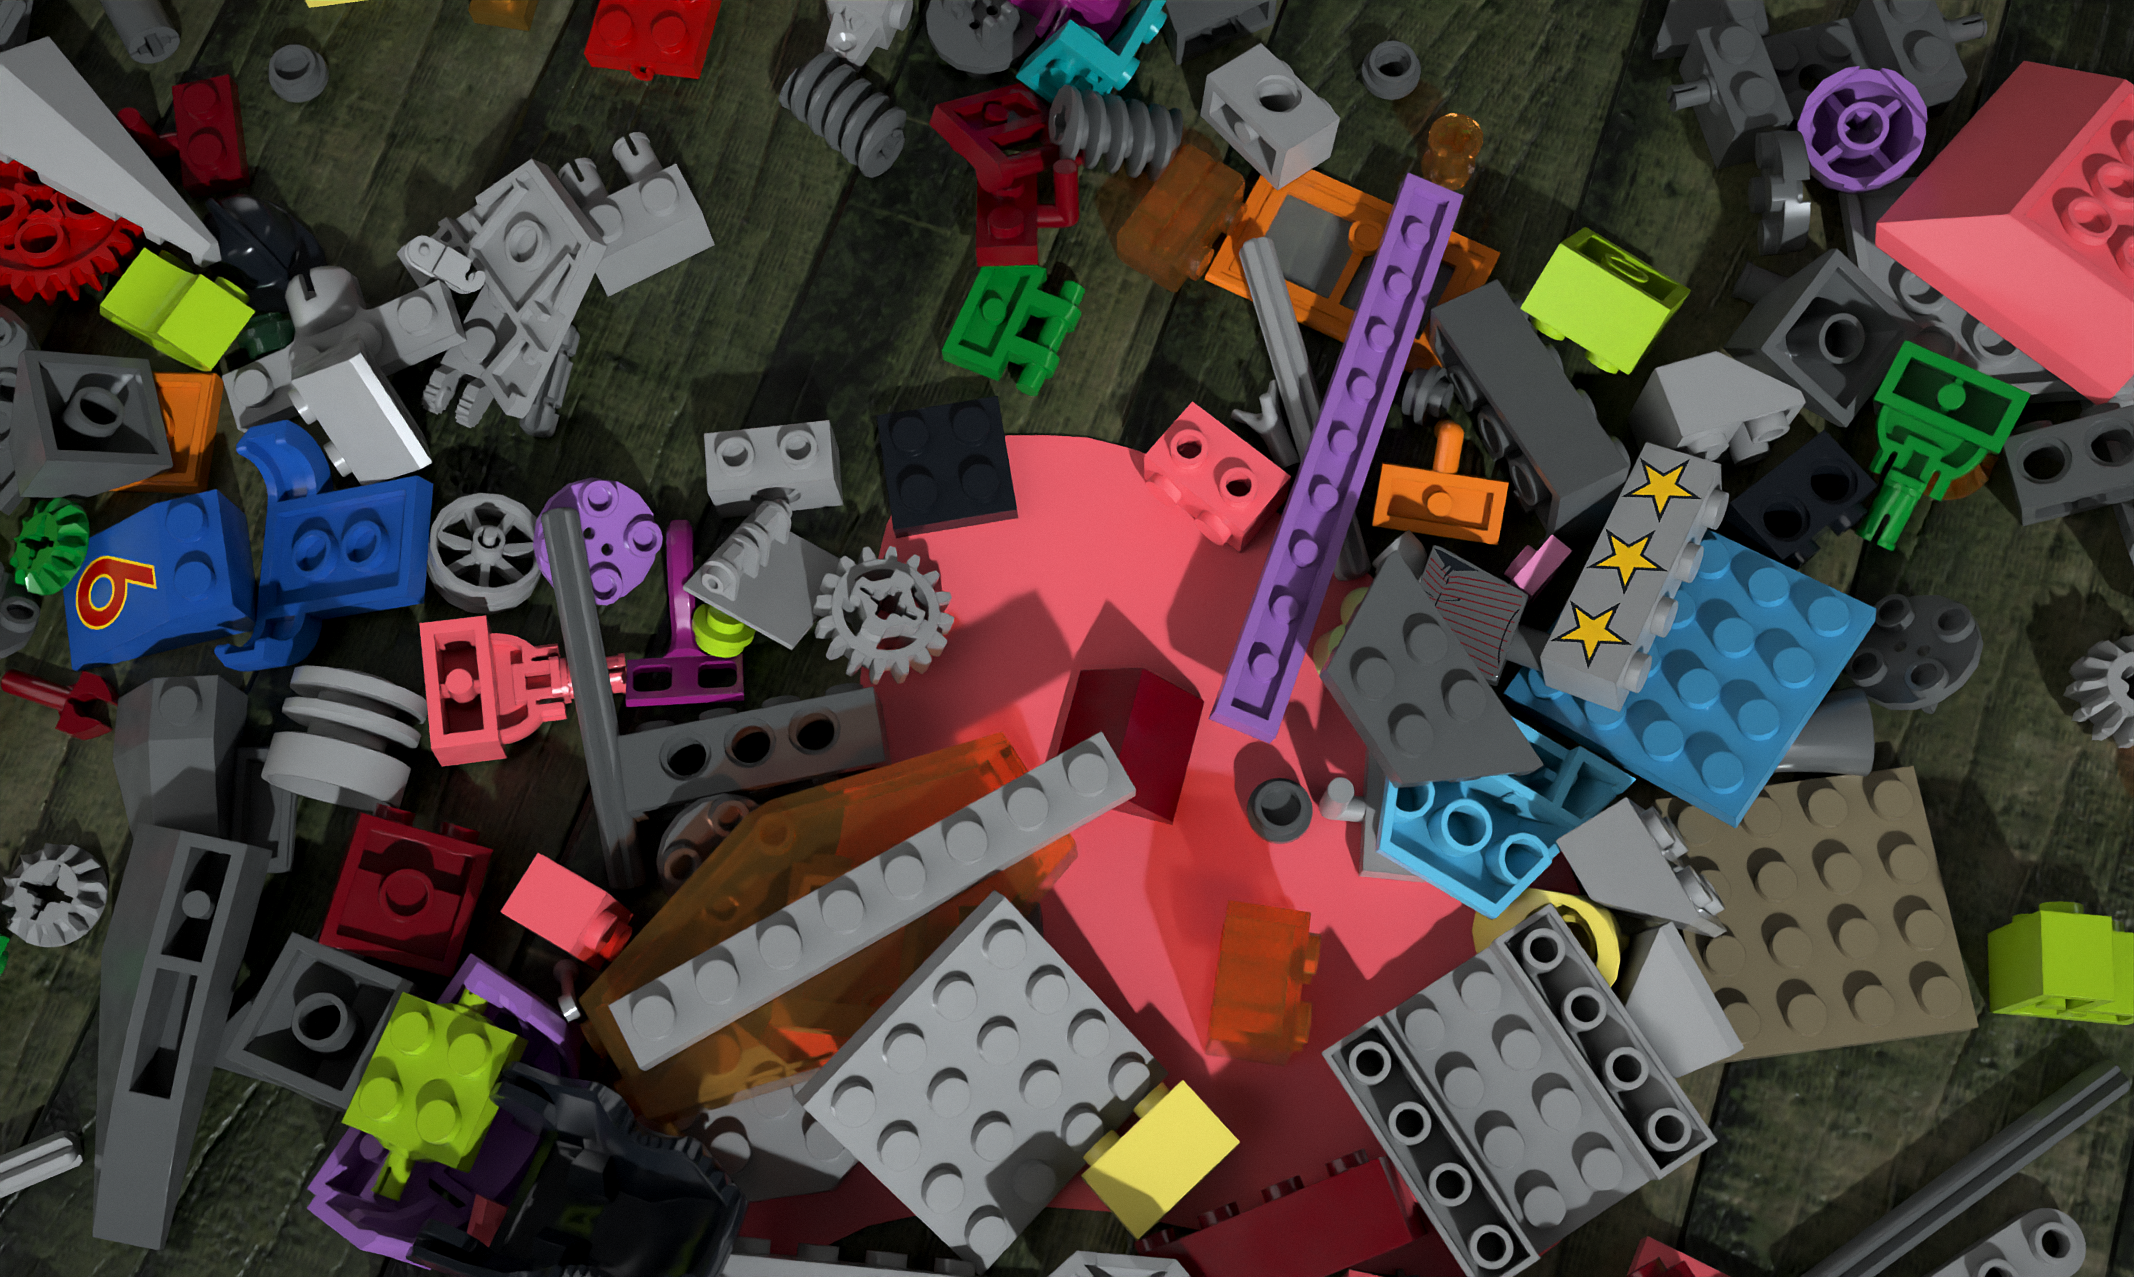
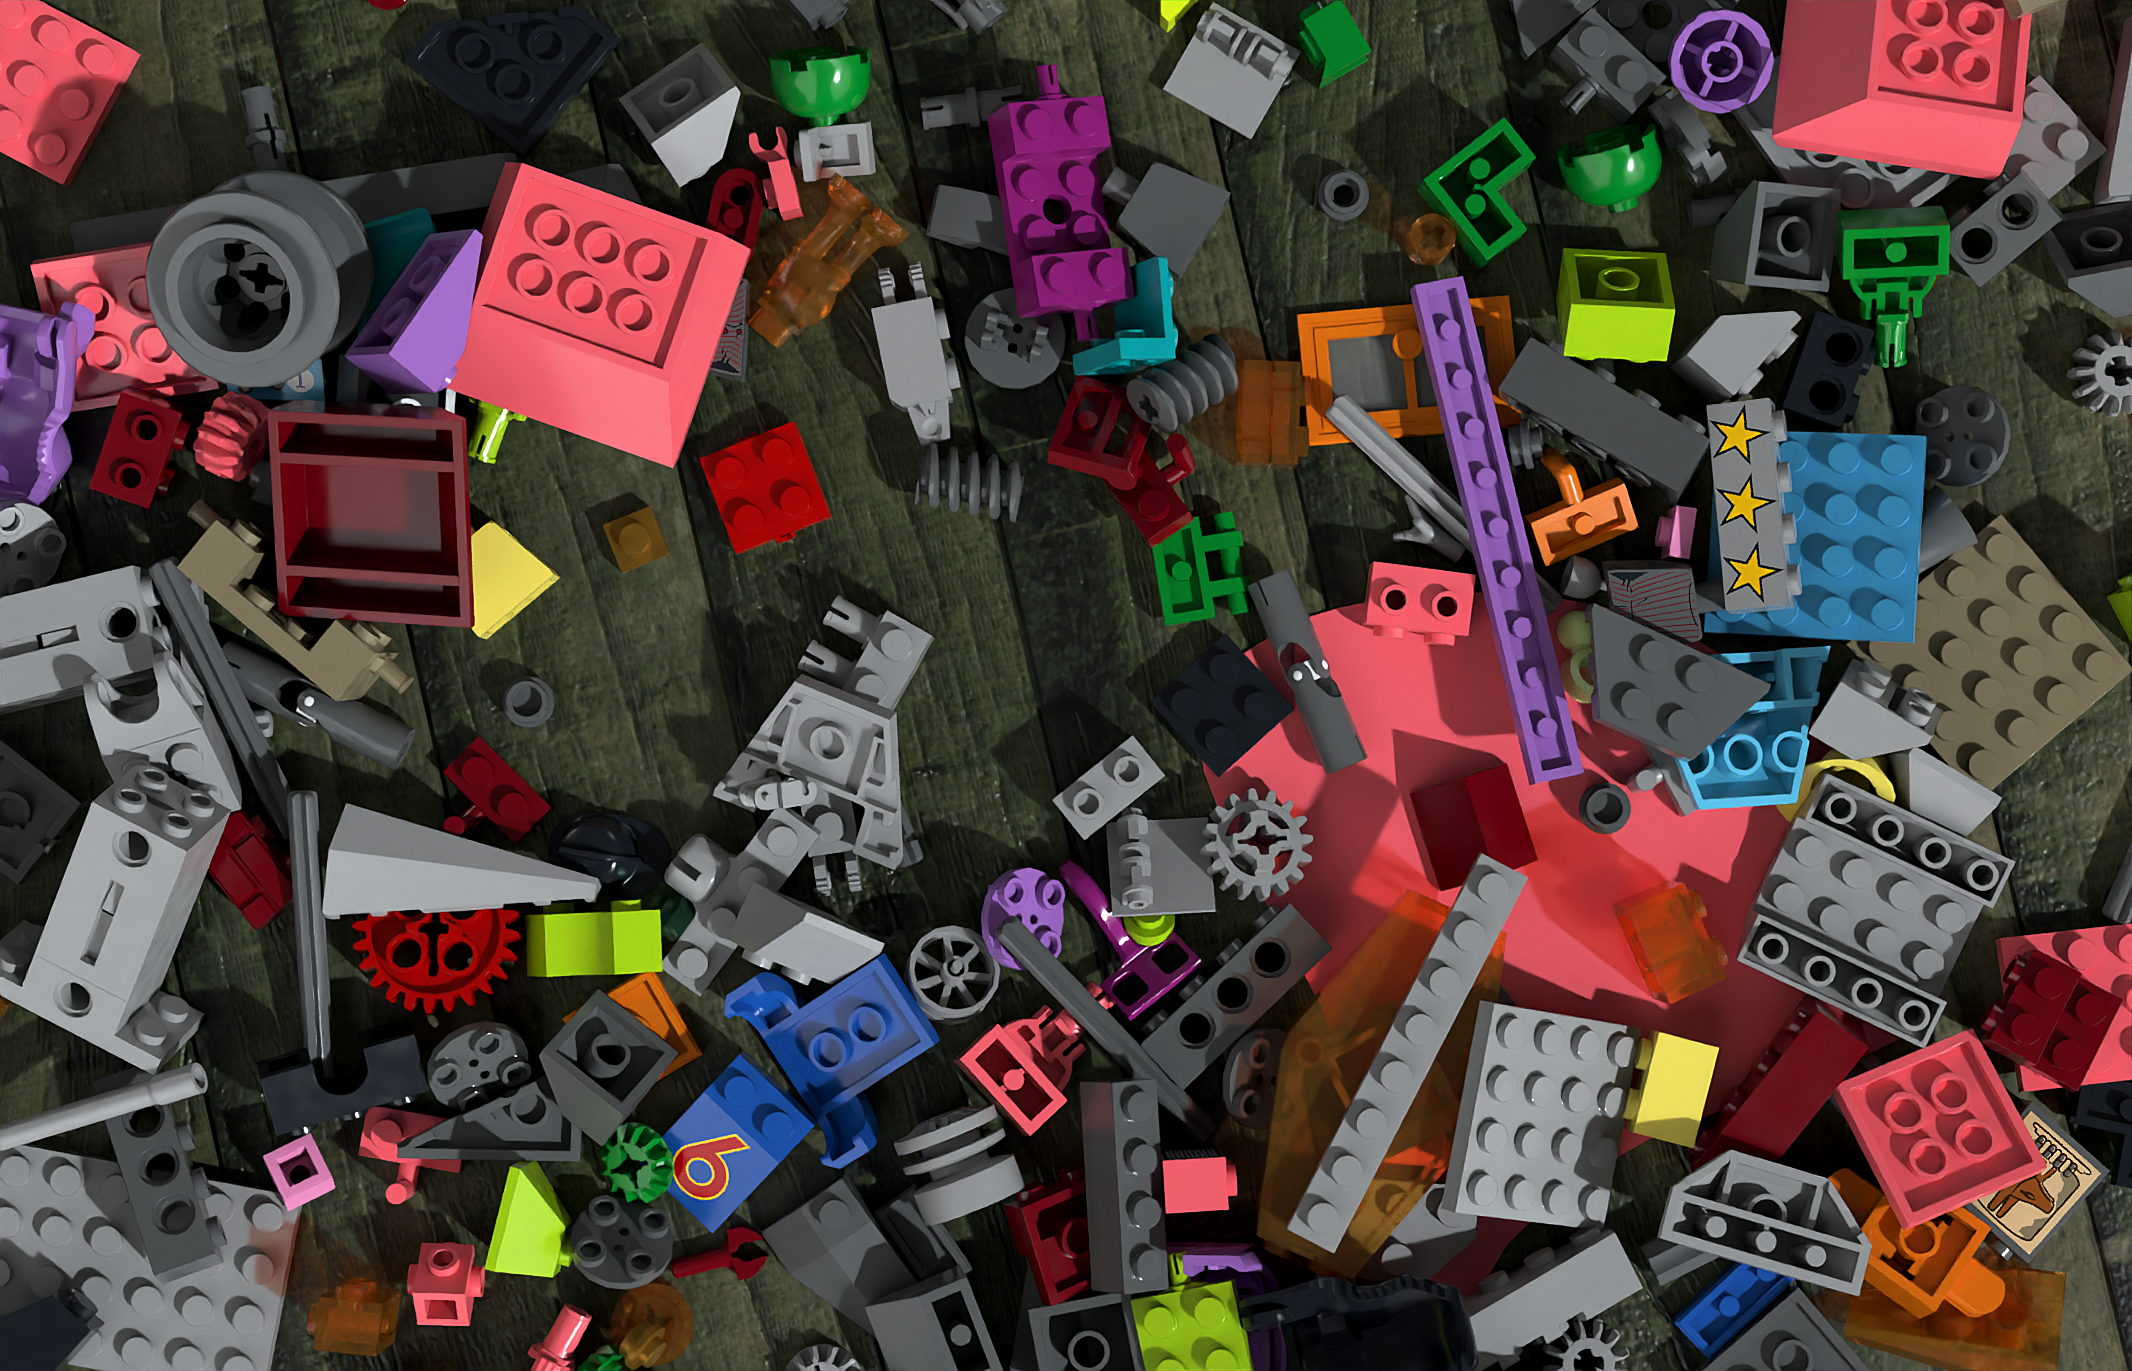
camera: 40 degrees left, 15 degrees up
(486, 863) = (1124, 1185): none -> dark grey brick
(566, 974) = (1205, 1217): light grey hinge -> none
(1053, 488) = (1314, 689): none -> dark grey piece
(1269, 116) = (1300, 317): light grey brick -> none
(1529, 119) = (1468, 192): none -> green brick
(1684, 180) = (1613, 166): none -> green cylinder

